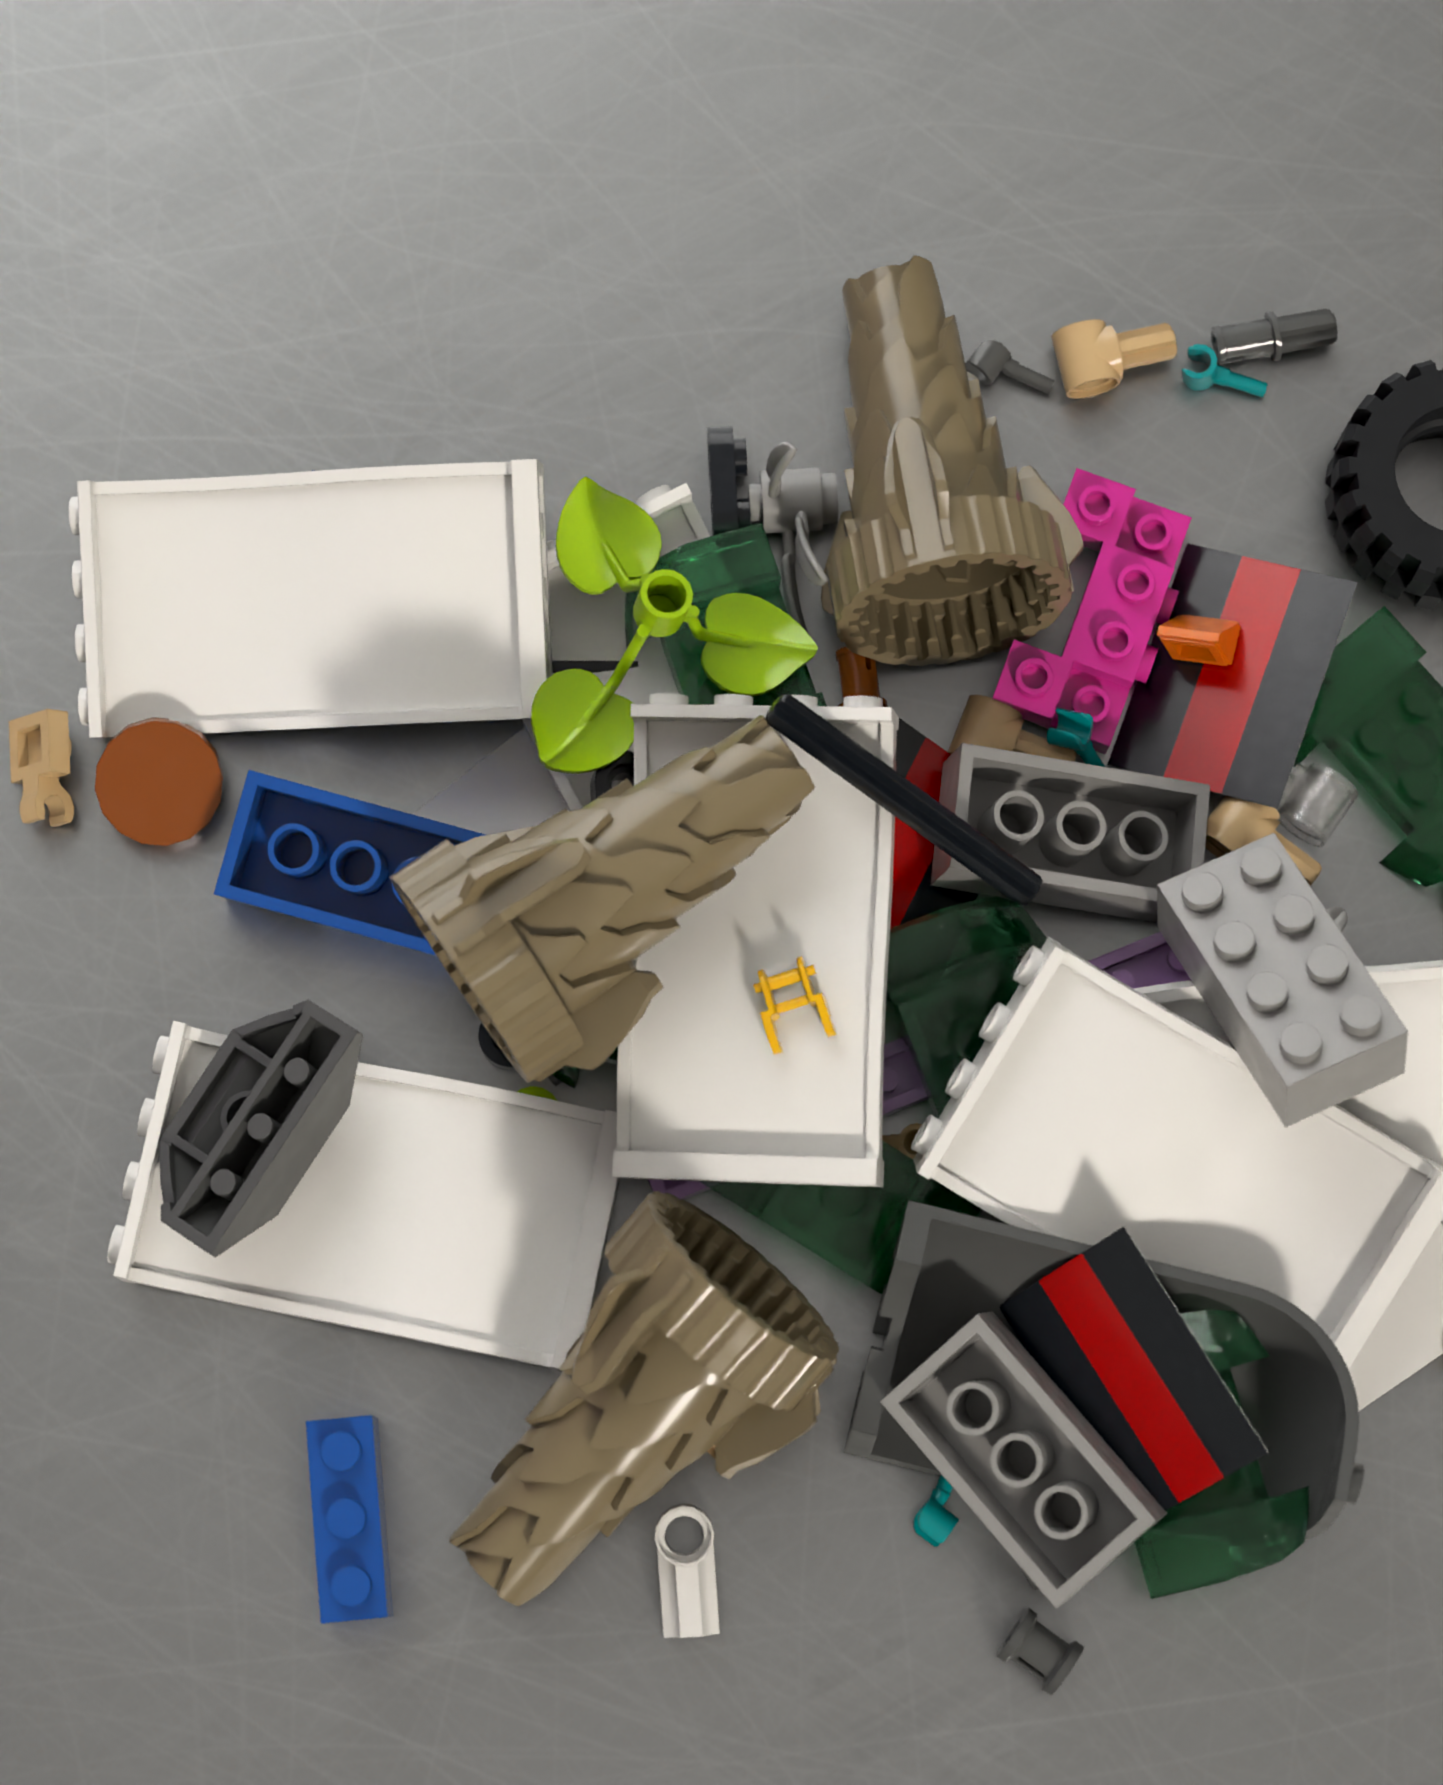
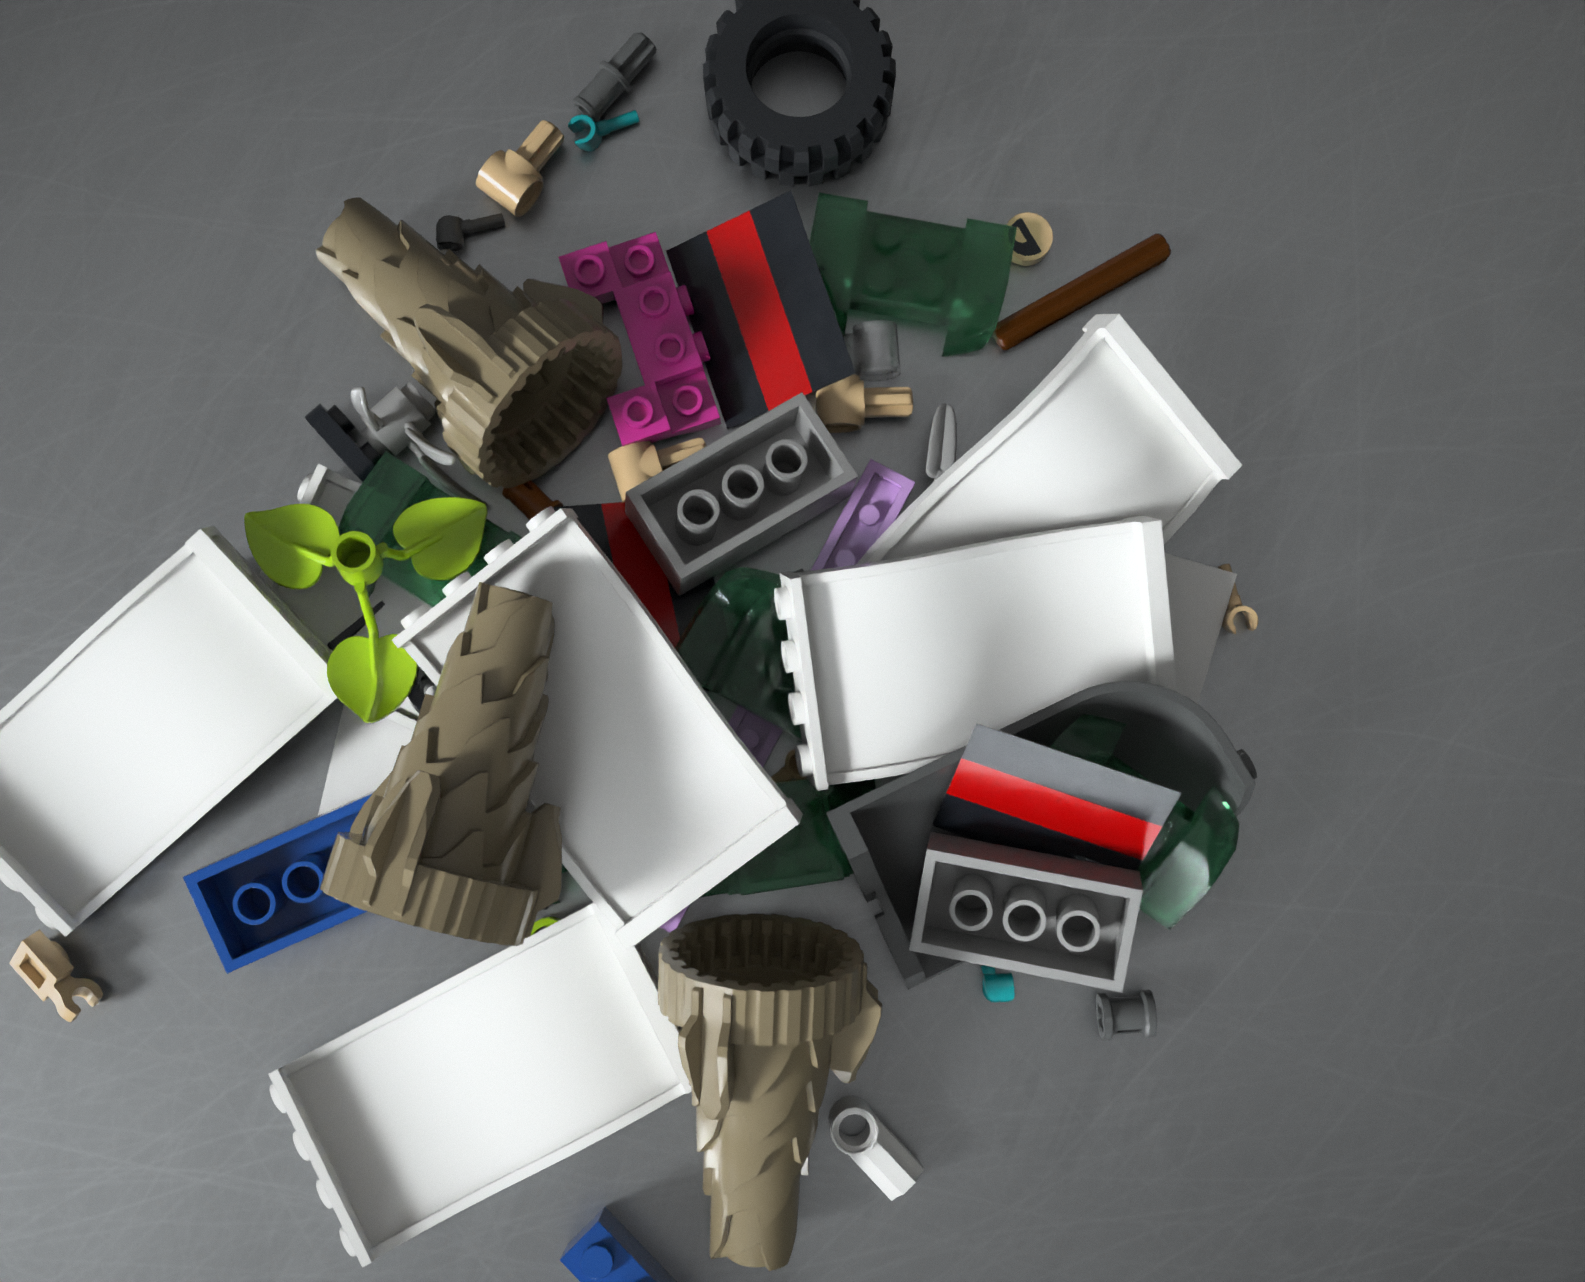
camera: 35 degrees left, 5 degrees up
(159, 781) = (136, 925): dark orange tile -> none
(255, 1124) = (374, 1102): dark grey wedge -> none
(783, 979) = (626, 751): yellow piece -> none
(903, 799) = (614, 561): black axle -> none
(1074, 733) = (692, 427): teal hand -> none
(1200, 639) = (722, 304): orange slope -> none
(1281, 979) = (949, 483): light grey brick -> none

